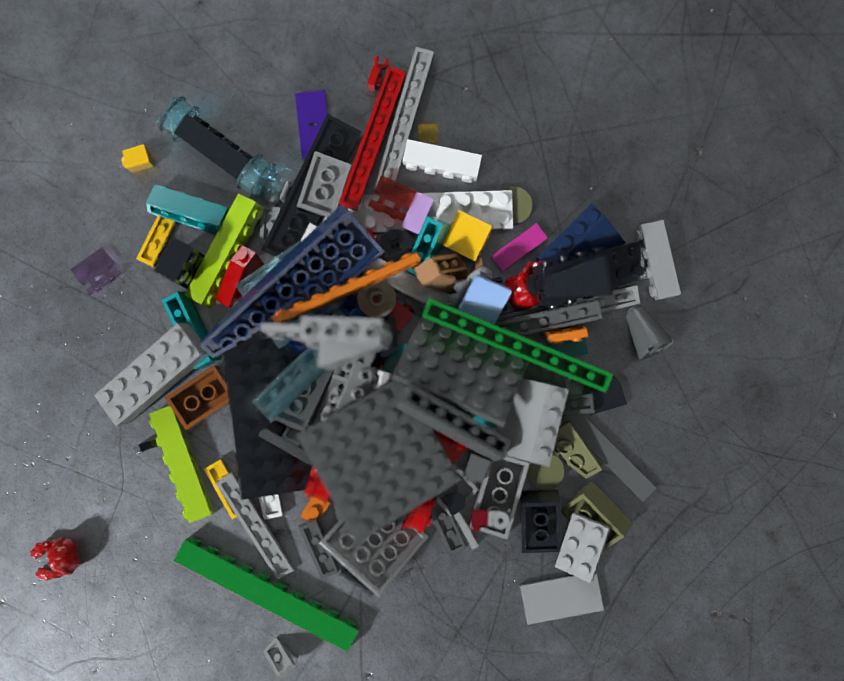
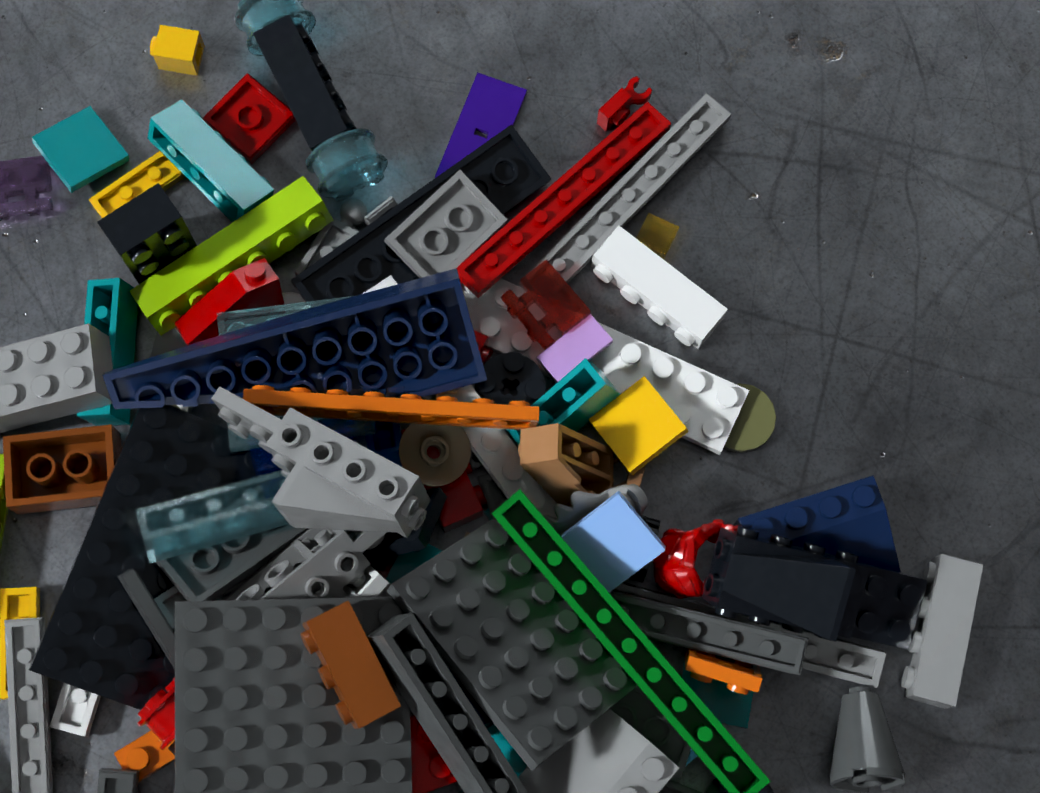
camera: 25 degrees right, 10 degrees down
(117, 235) = (80, 149): none -> teal tile
(193, 175) = (250, 118): none -> red tile
(394, 422) = (349, 666): none -> dark orange brick
(519, 247) = (715, 490): dark pink tile -> none

